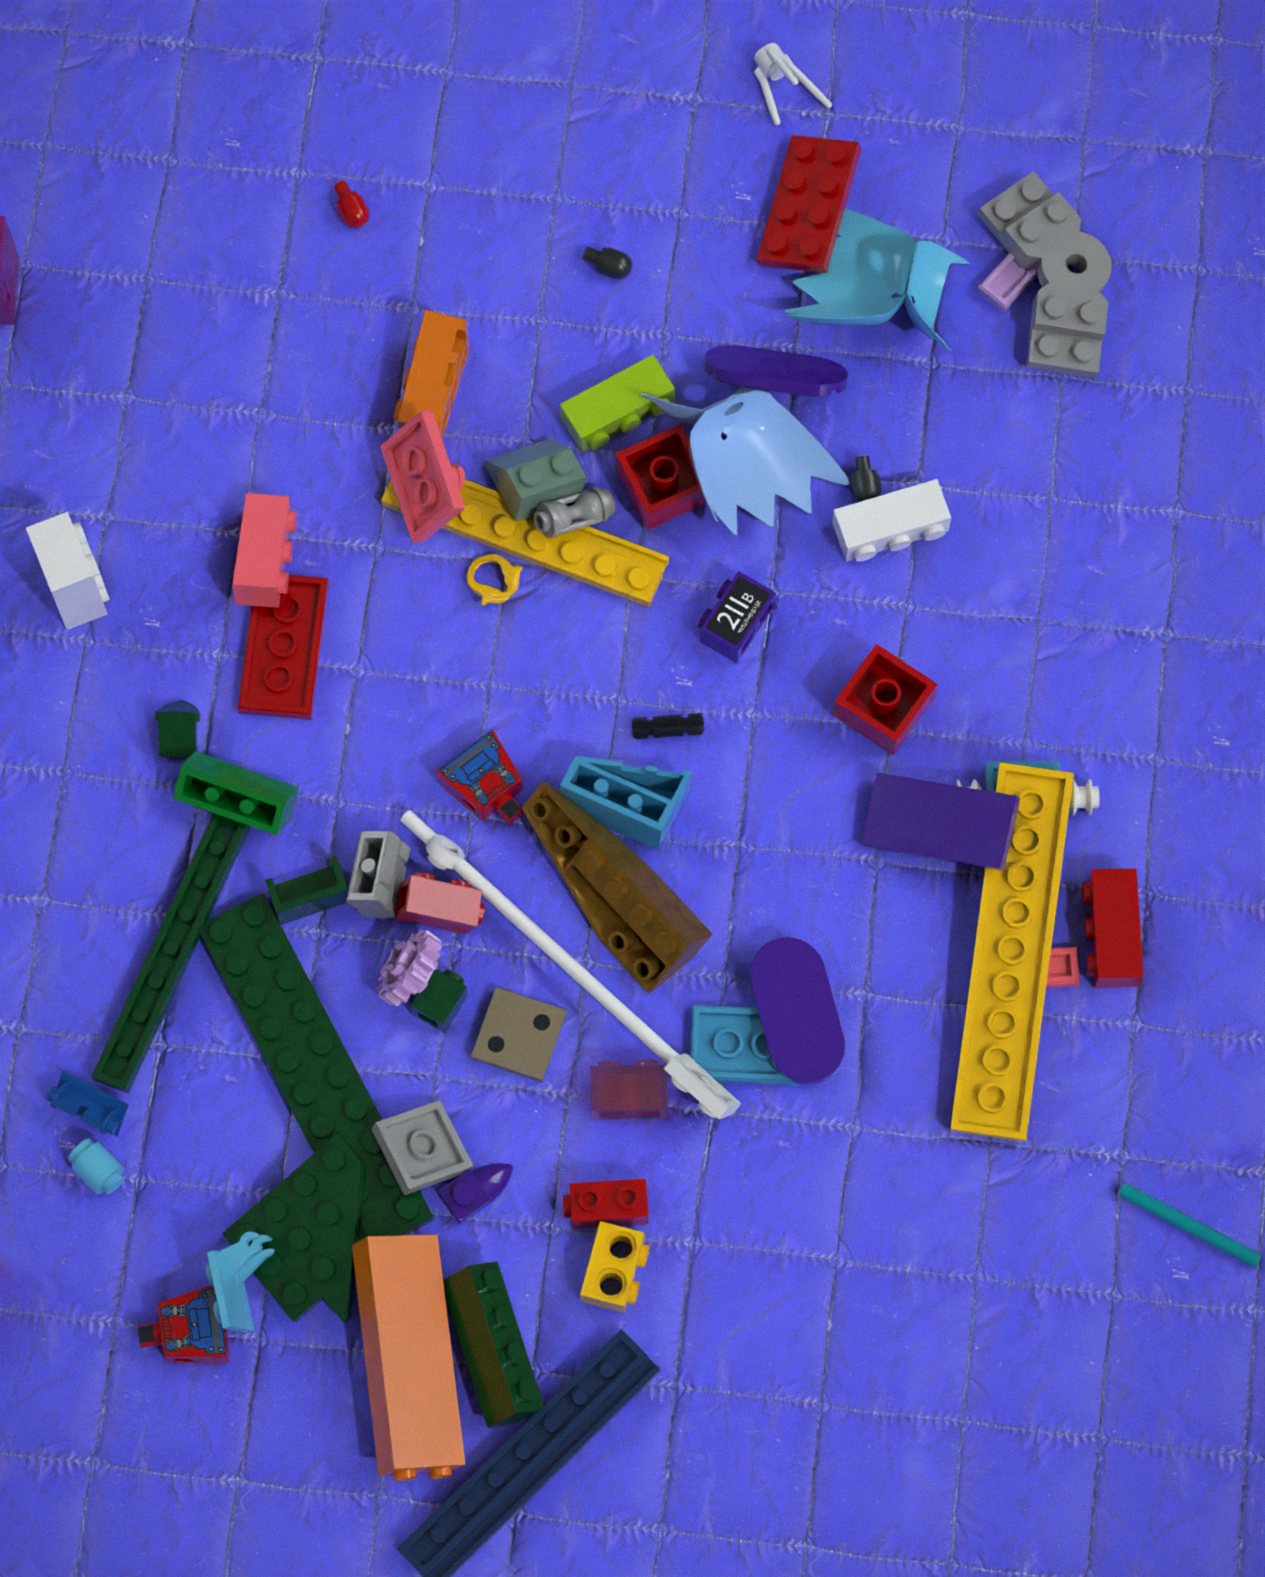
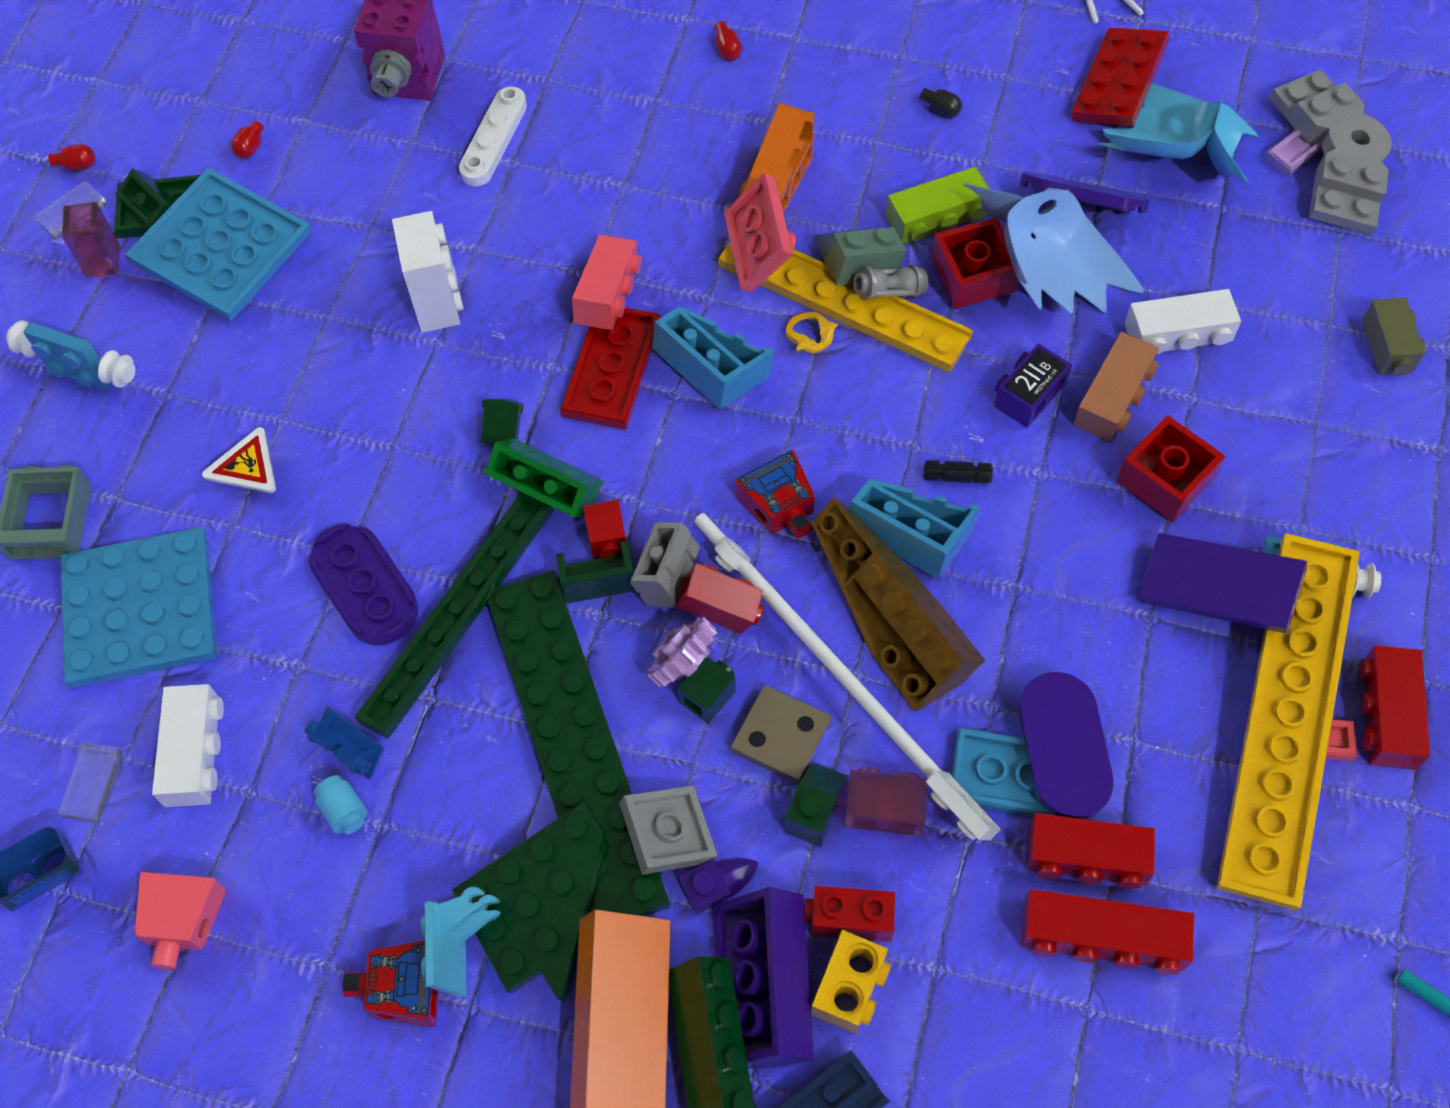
camera: 10 degrees right, 10 degrees down
(67, 932) = (364, 584): none -> dark purple tile
(98, 367) = (493, 136): none -> white plate
(309, 842) = (605, 528): none -> red brick
(388, 629) = (709, 358): none -> dark azure wedge
(537, 1268) = (770, 974): none -> dark purple slope
(561, 1100) = (814, 804): none -> dark green slope
(827, 608) = (1117, 387): none -> nougat brick
(828, 1112) = (1091, 850): none -> red brick
(848, 1186) = (1108, 931): none -> red brick
(865, 481) = (1158, 286): pearl dark grey cylinder -> none
(1115, 511) = (1393, 336): none -> olive brick

